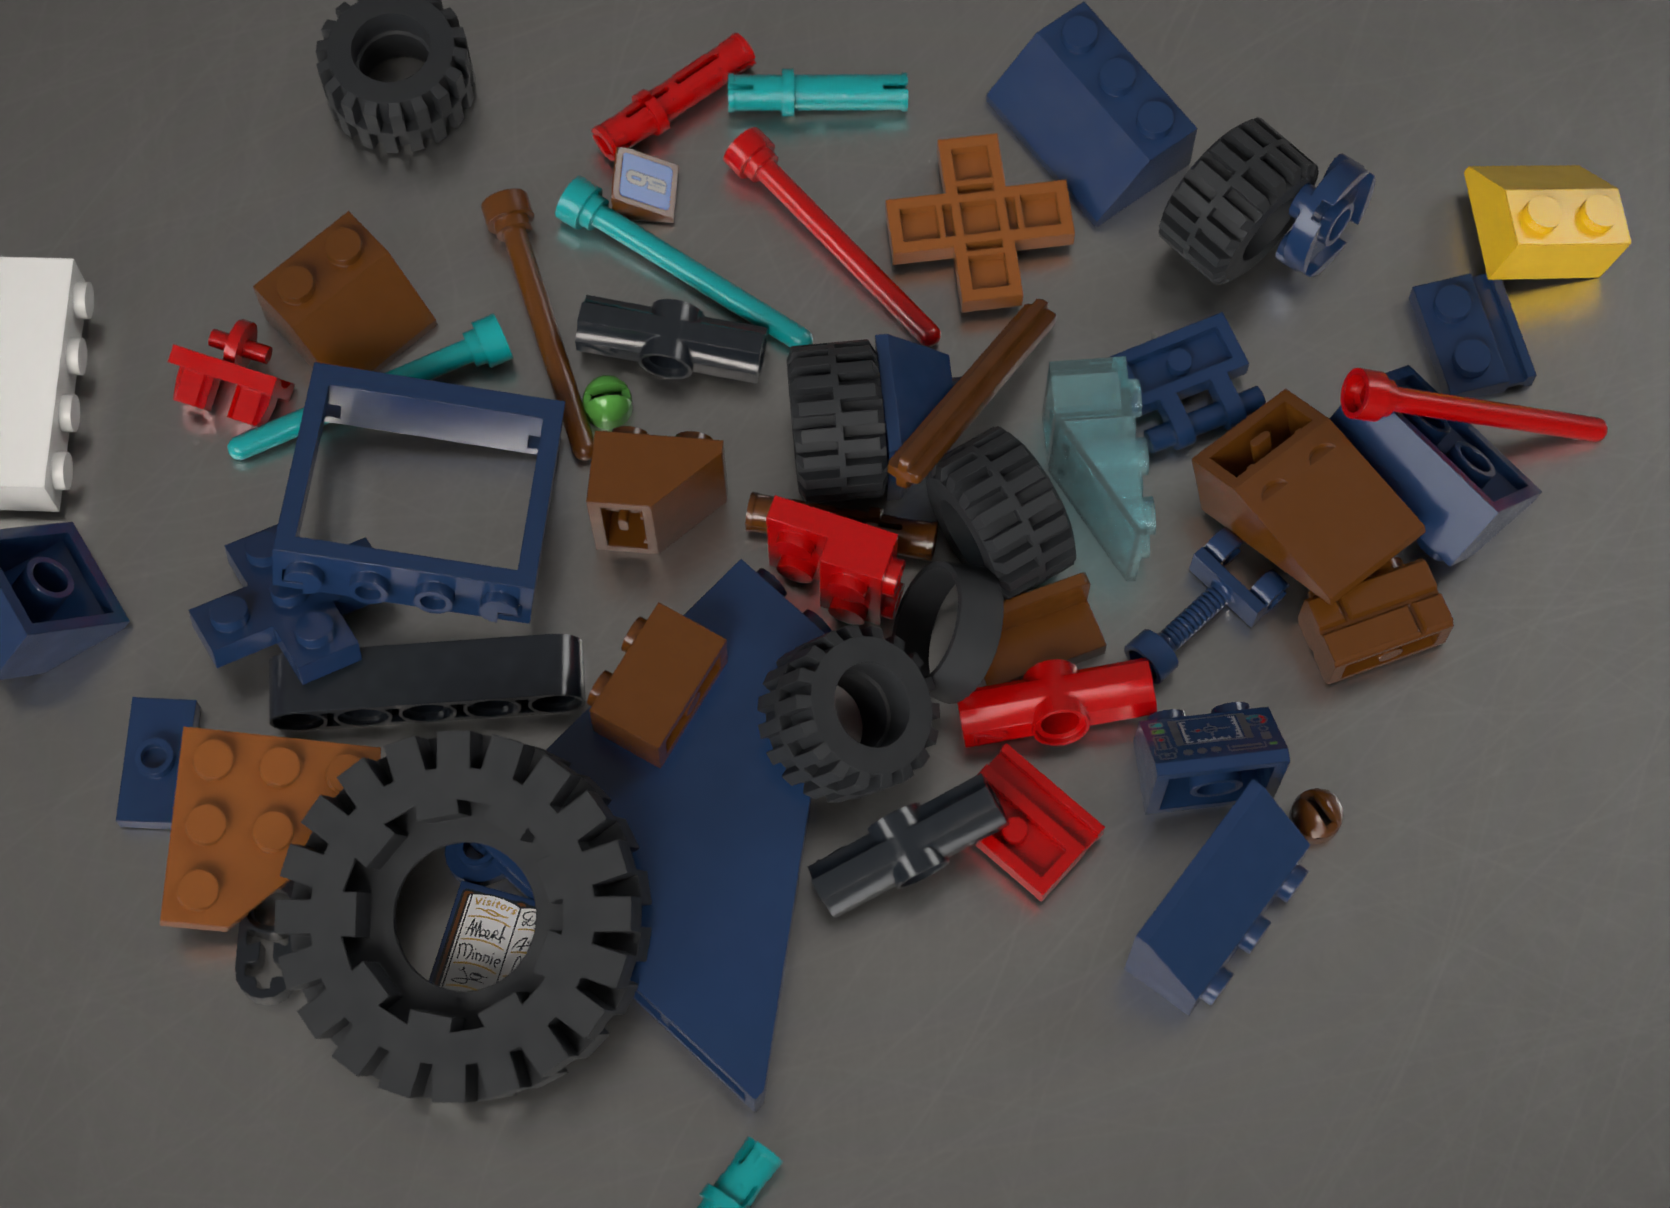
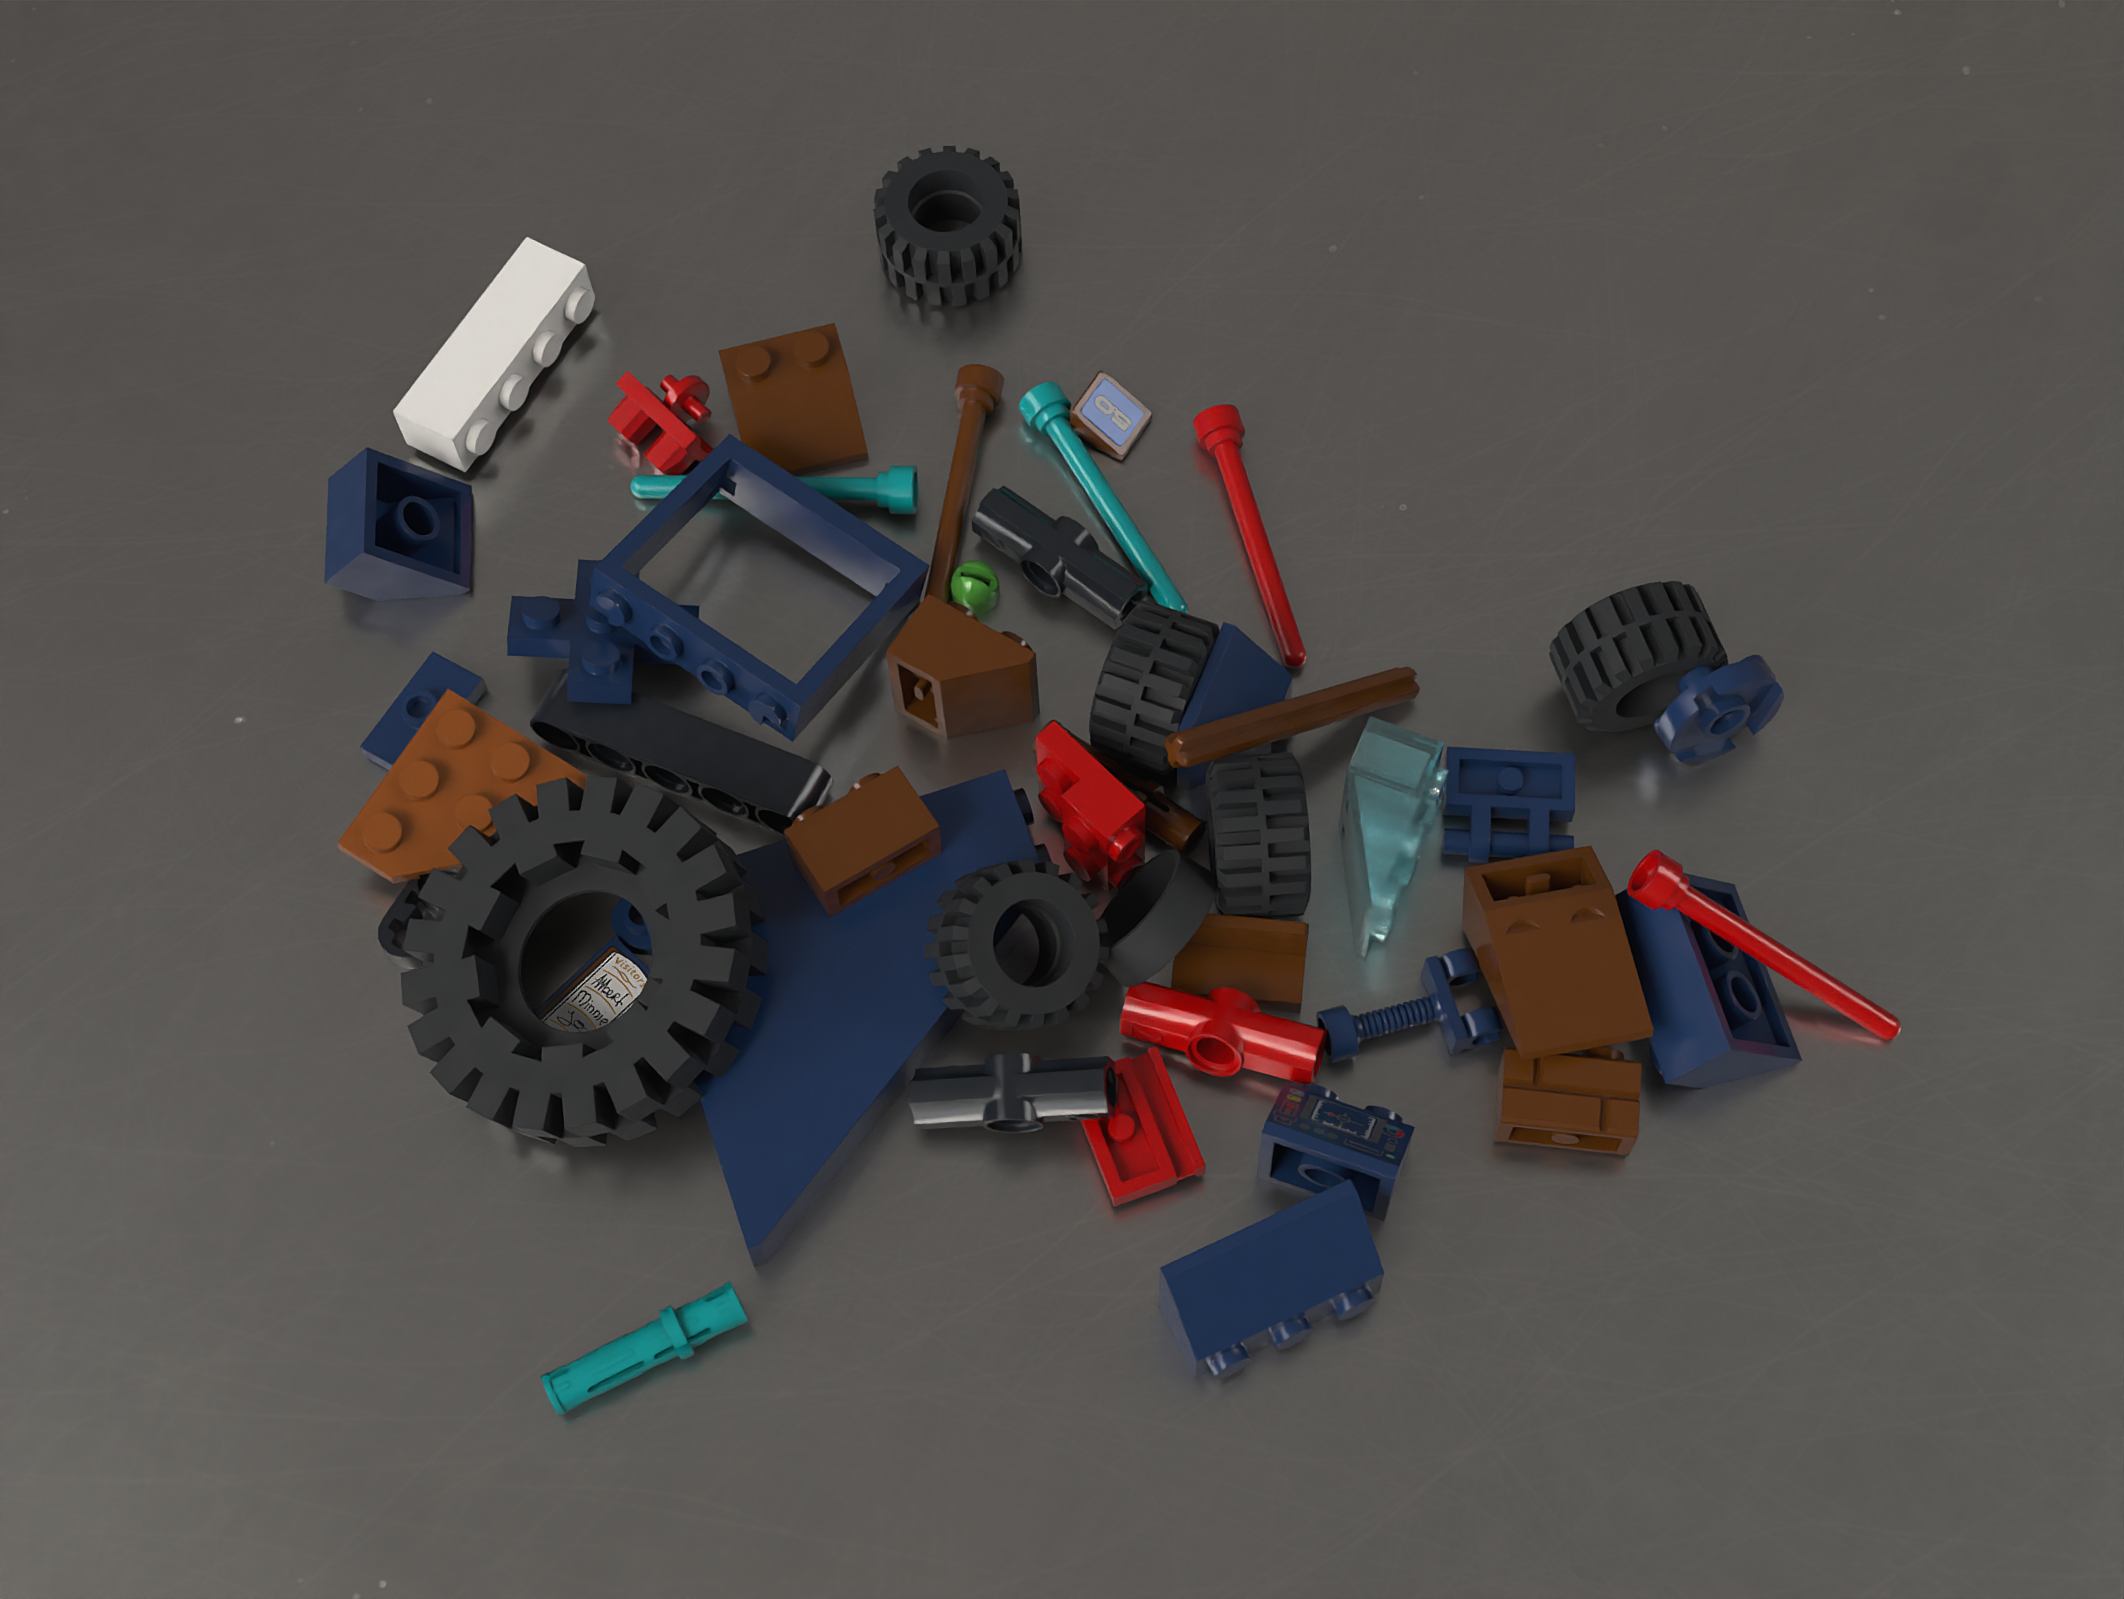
camera: 30 degrees right, 5 degrees down
(655, 108) = (1194, 349): red pin -> none
(817, 92) = (1309, 401): teal pin -> none
(979, 222) = (1393, 577): dark orange plate -> none
(1092, 114) = (1549, 525): dark blue slope -> none
(1309, 821) = (1401, 1257): reddish brown hinge -> none
(1472, 335) = (1811, 884): dark blue plate -> none
(1546, 221) = (1937, 810): yellow slope -> none

